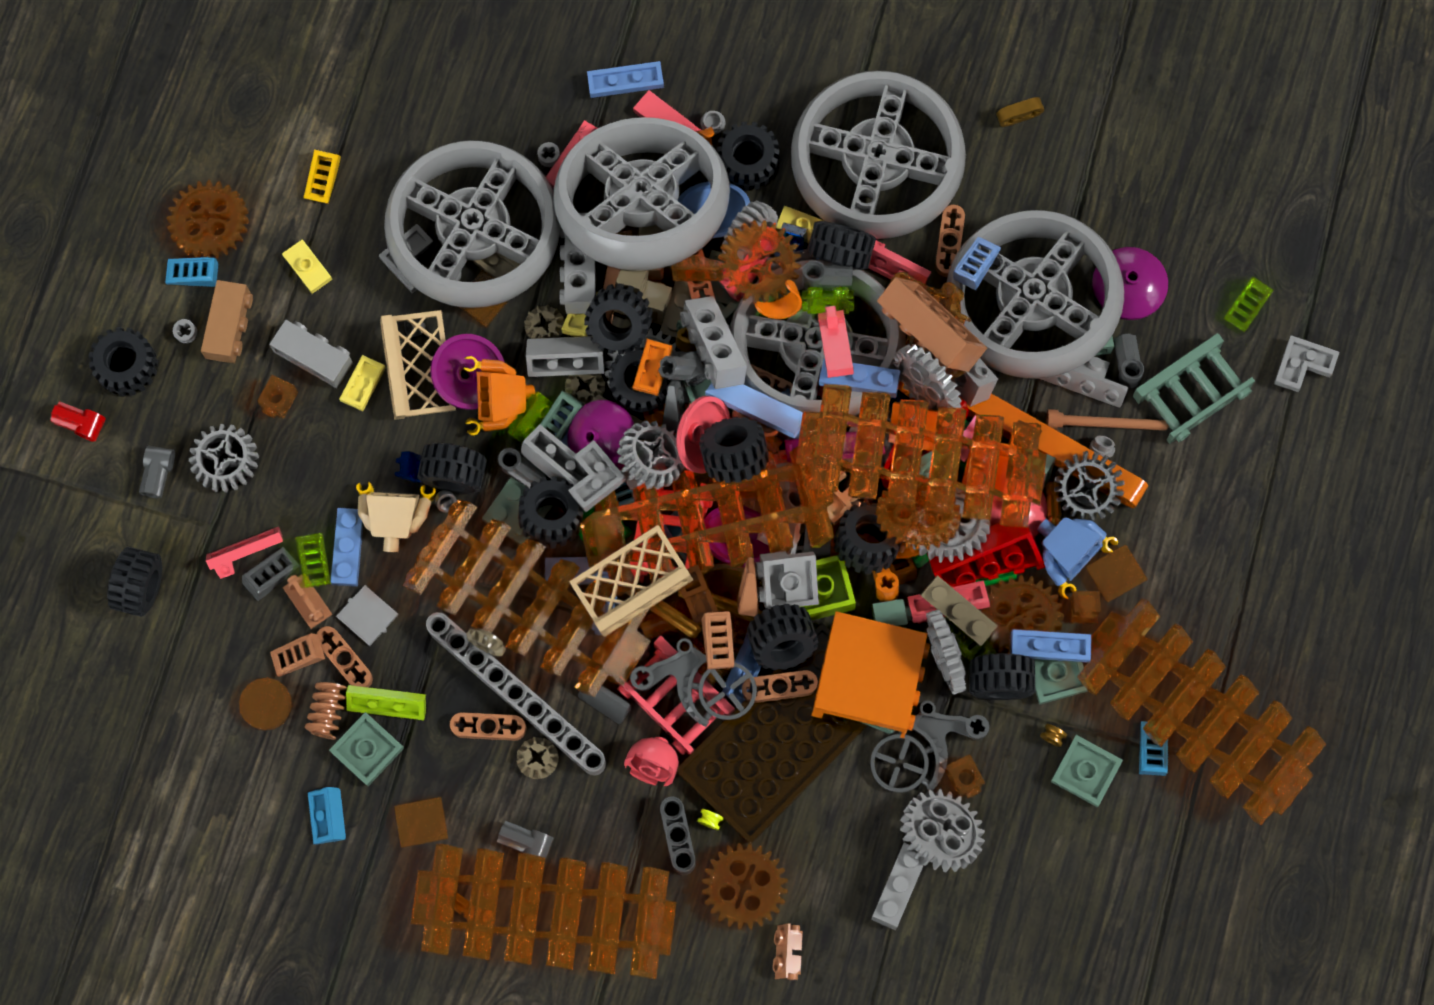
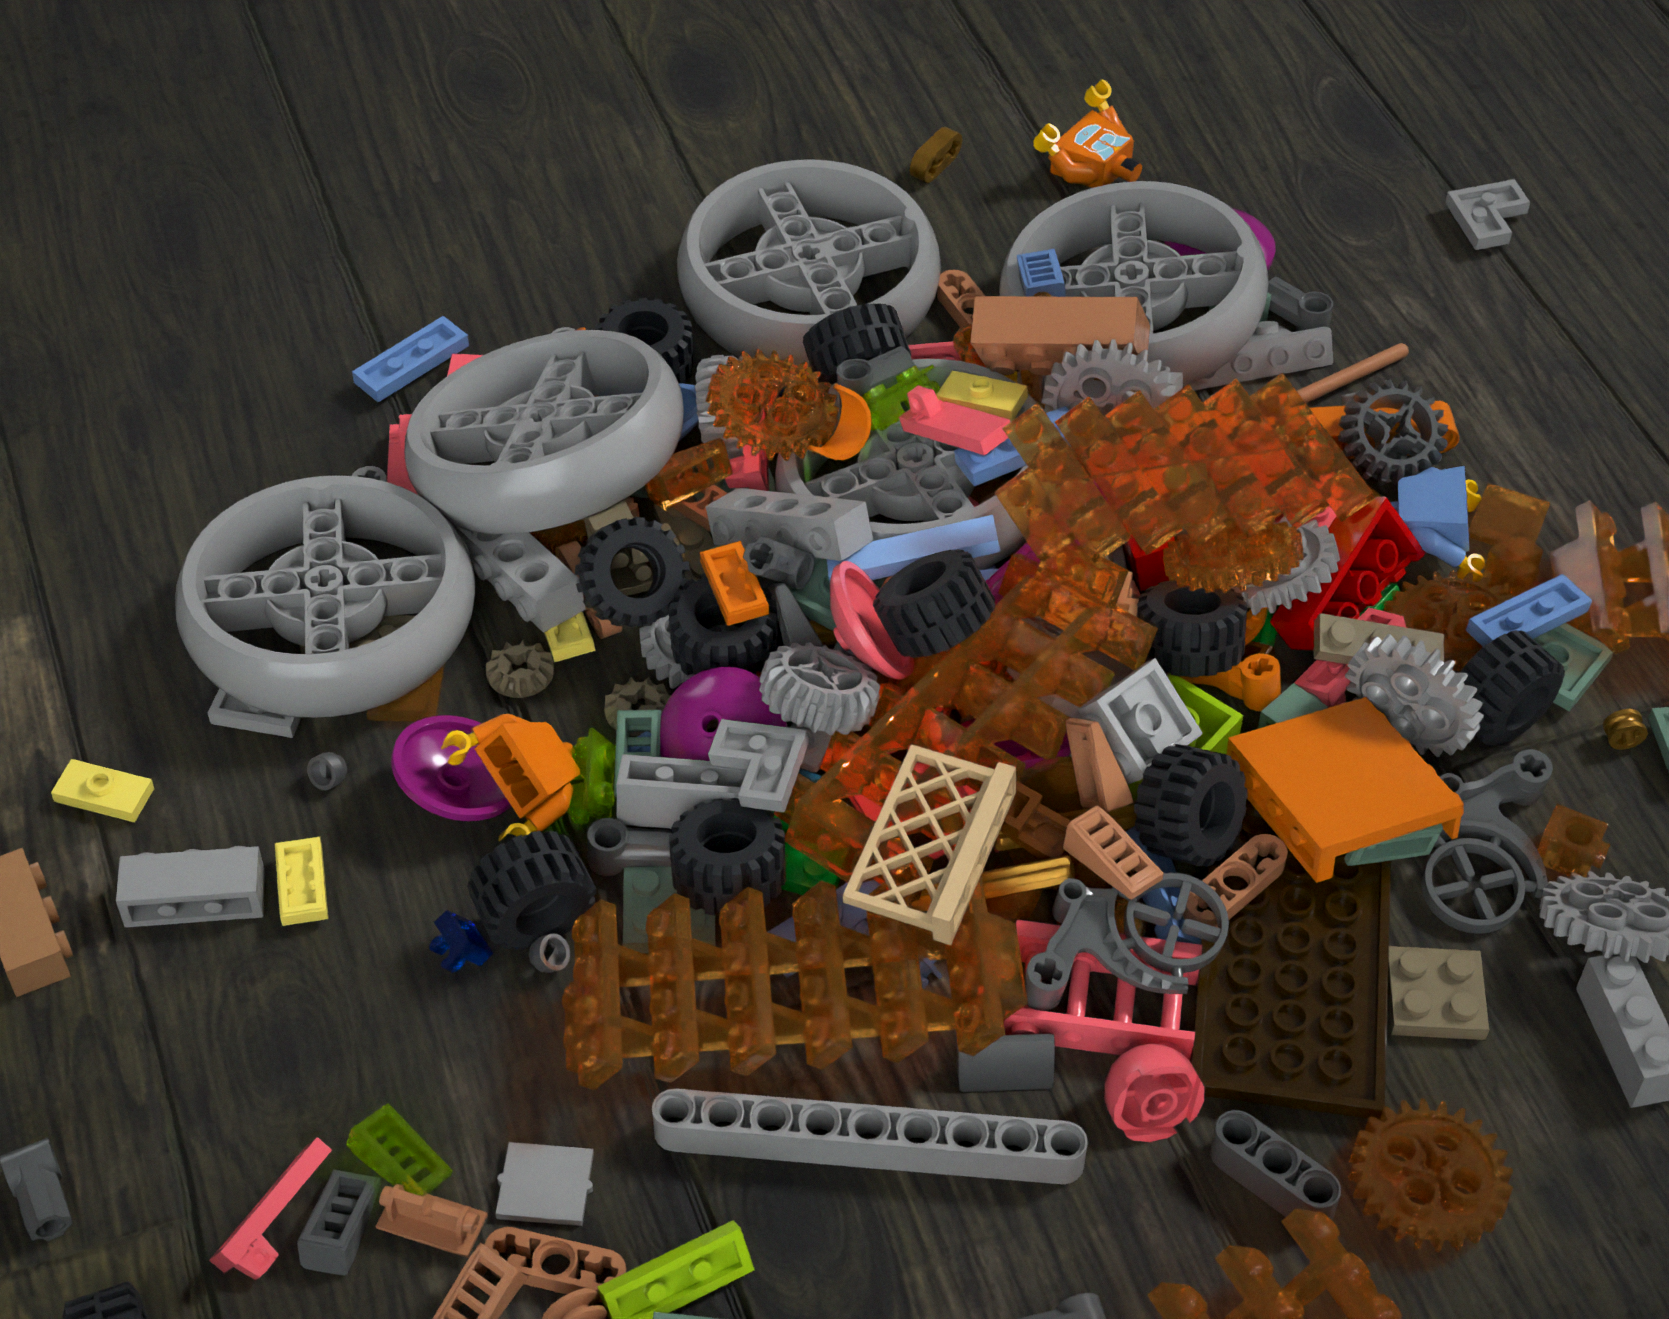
camera: 40 degrees left, 25 degrees down
(226, 438) = (114, 1109): light grey gear -> none
(274, 387) = (173, 955): clear orange brick -> none
(325, 156) = (37, 646): yellow slope -> none
(347, 548) = (441, 1108): medium blue plate -> none
(393, 514) = (480, 1013): tan torso -> none
(395, 361) = (337, 822): tan fence -> none
(468, 731) = (839, 1243): nougat beam -> none
(486, 641) = (775, 1069): dark tan gear -> none
(536, 770) = (988, 1223): dark tan gear -> none
(563, 357) = (585, 676): light grey brick -> none
(710, 819) = (1298, 1119): neon yellow bush -> none
(786, 939) = (1563, 1221): nougat hinge -> none
(832, 803) = (1437, 993): none -> dark tan plate
(871, 329) = (984, 394): none -> light yellow plate
(1112, 168) = (1094, 148): none -> orange torso
(1190, 363) = (1371, 275): sand green fence -> none
(1259, 286) = (1369, 171): clear neon green slope -> none

